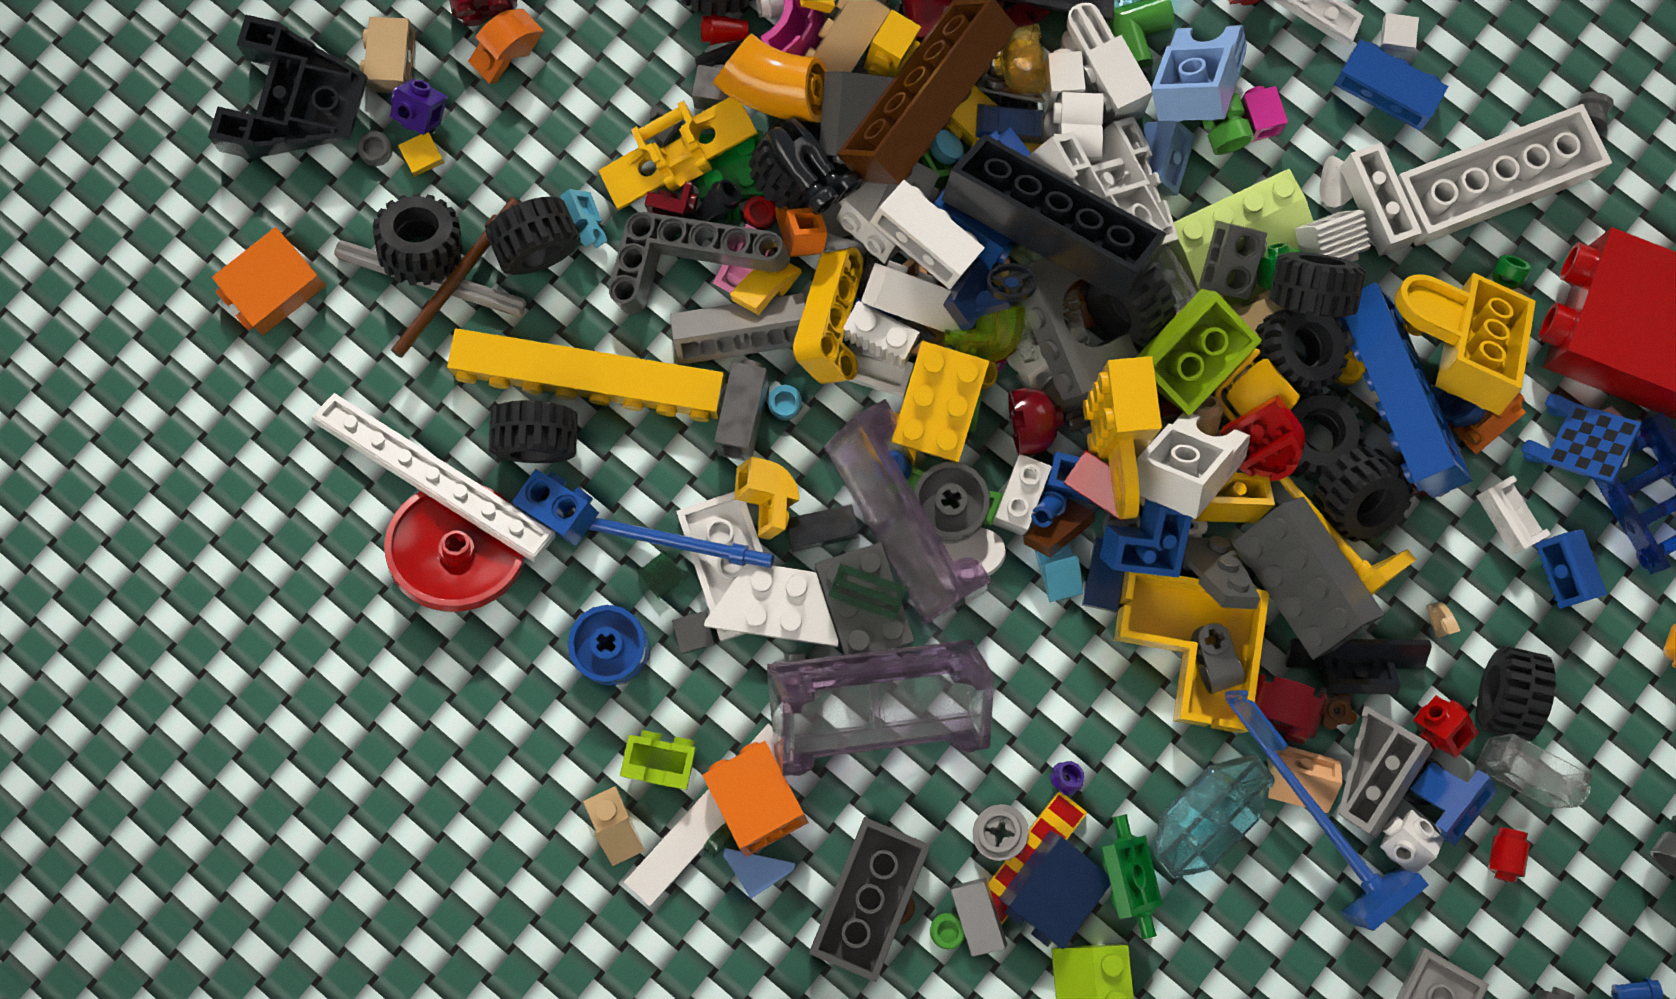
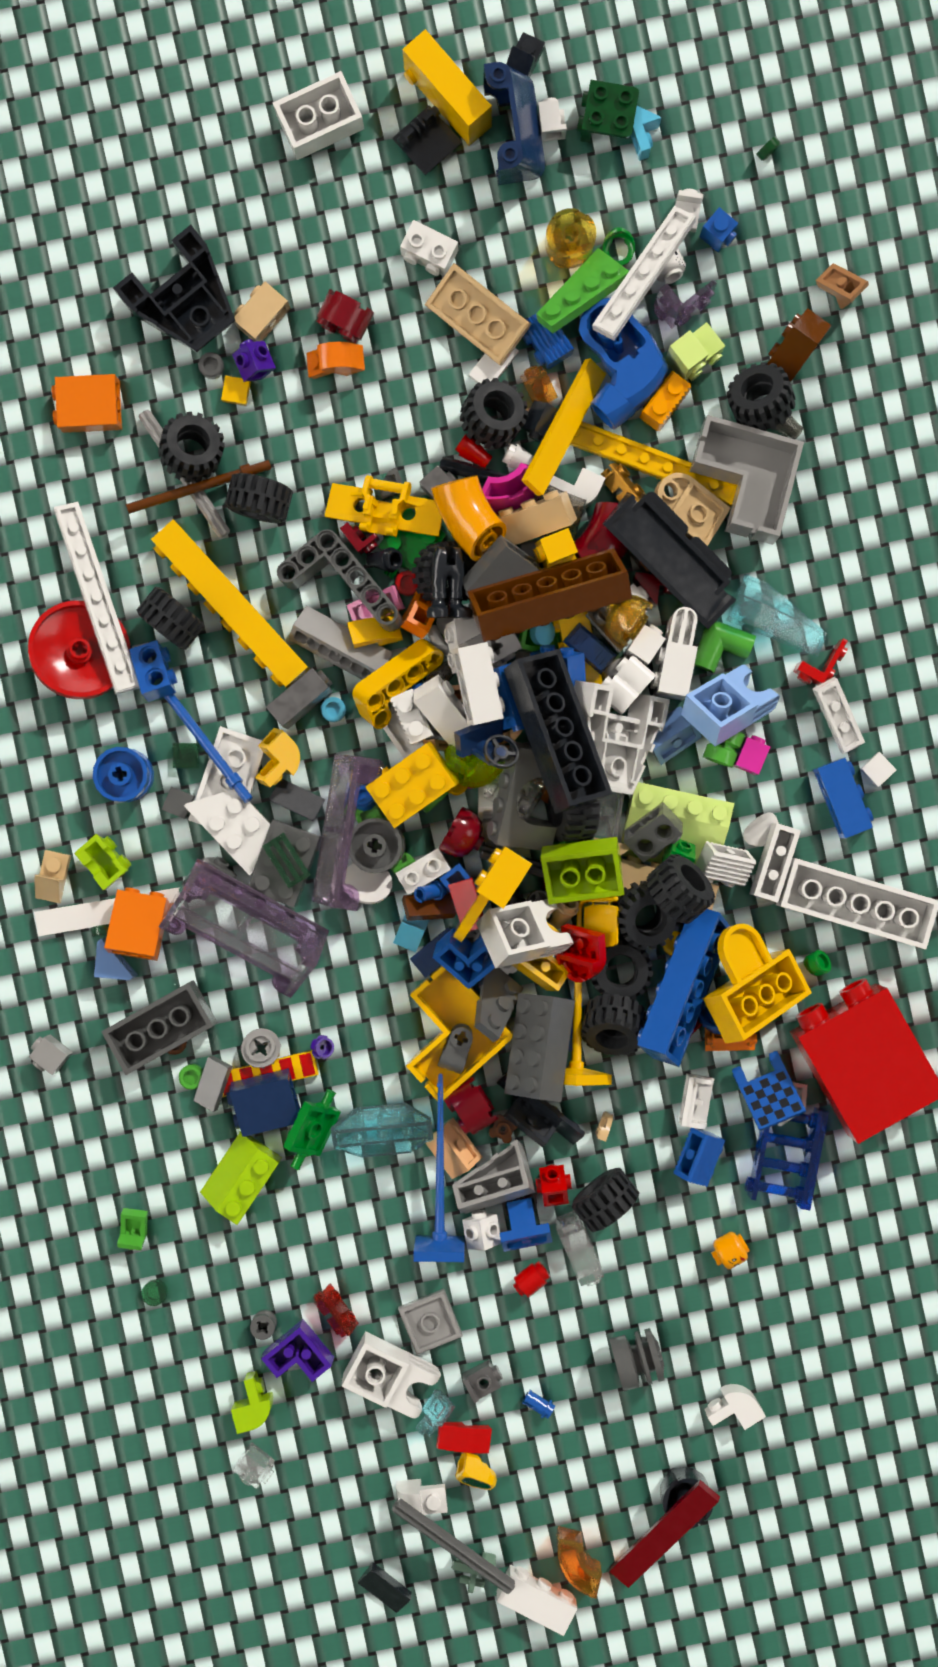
camera: 40 degrees right, 10 degrees up
(585, 216) = (302, 506): medium azure plate -> none

